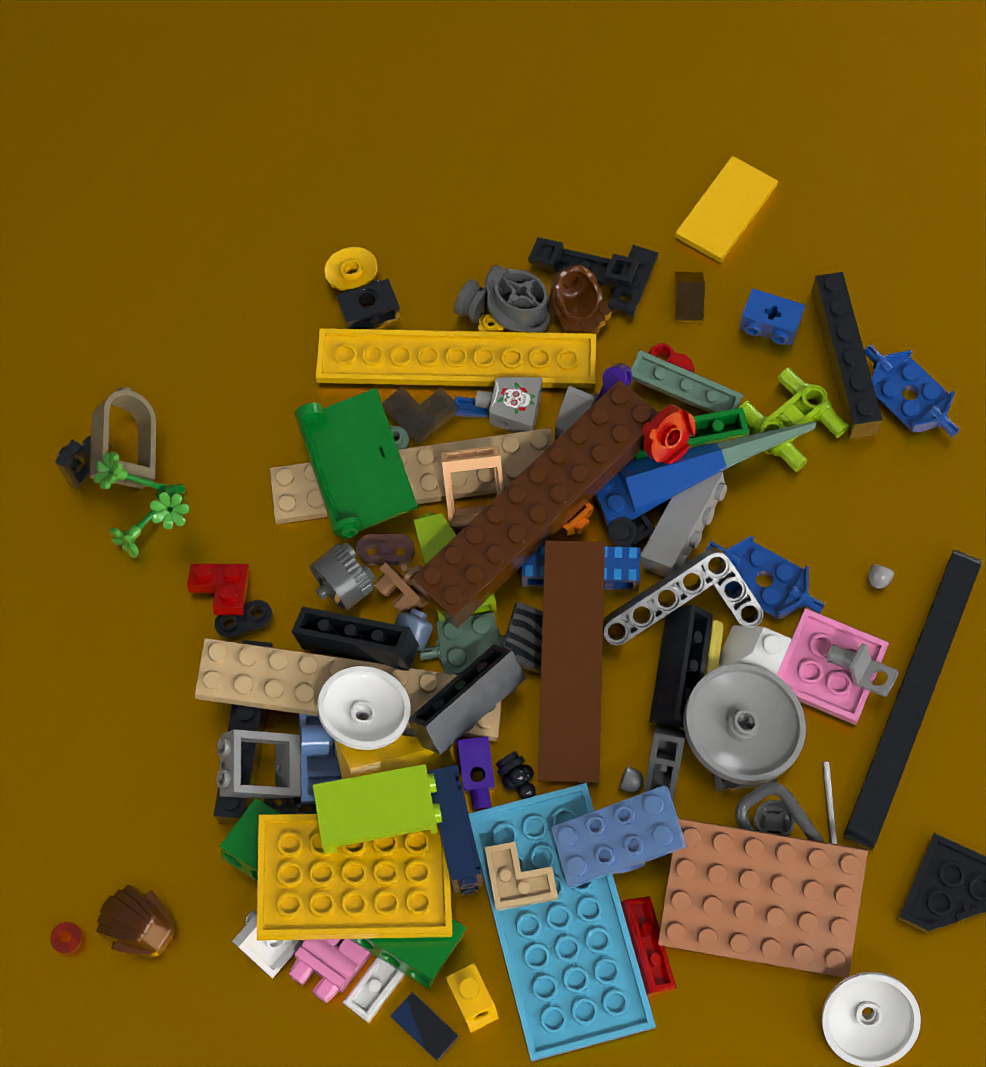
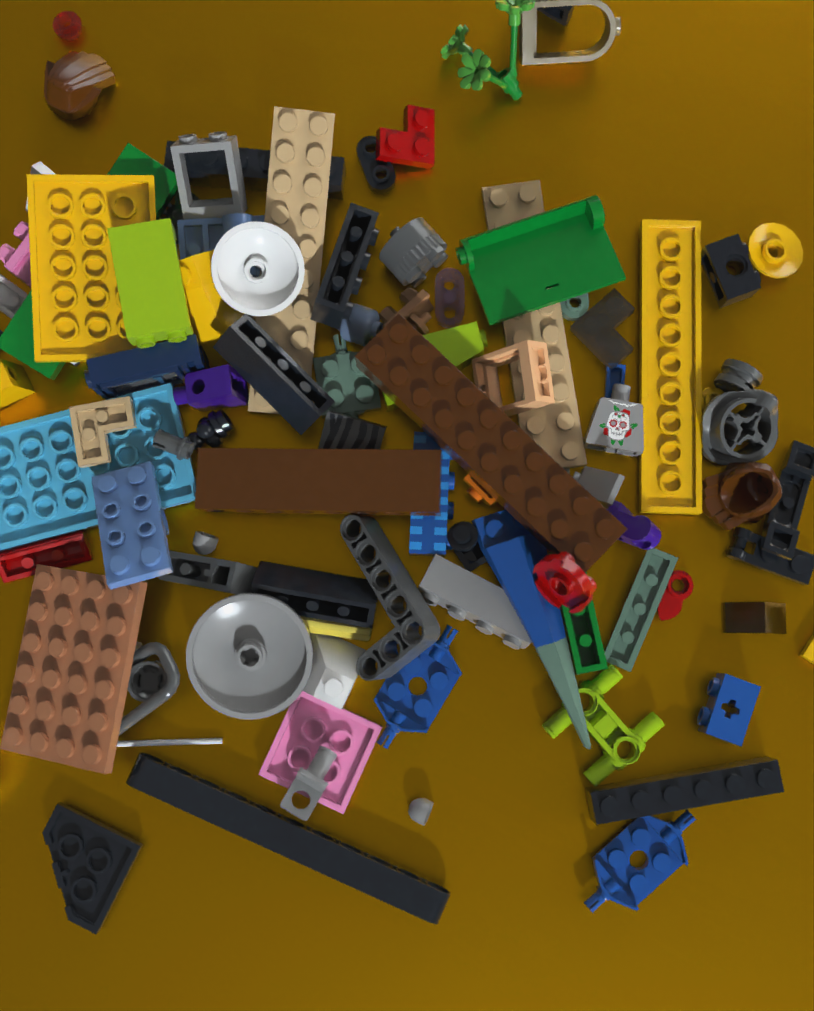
camera: 85 degrees right, 15 degrees up
(534, 804) = (173, 444): none -> dark grey pin

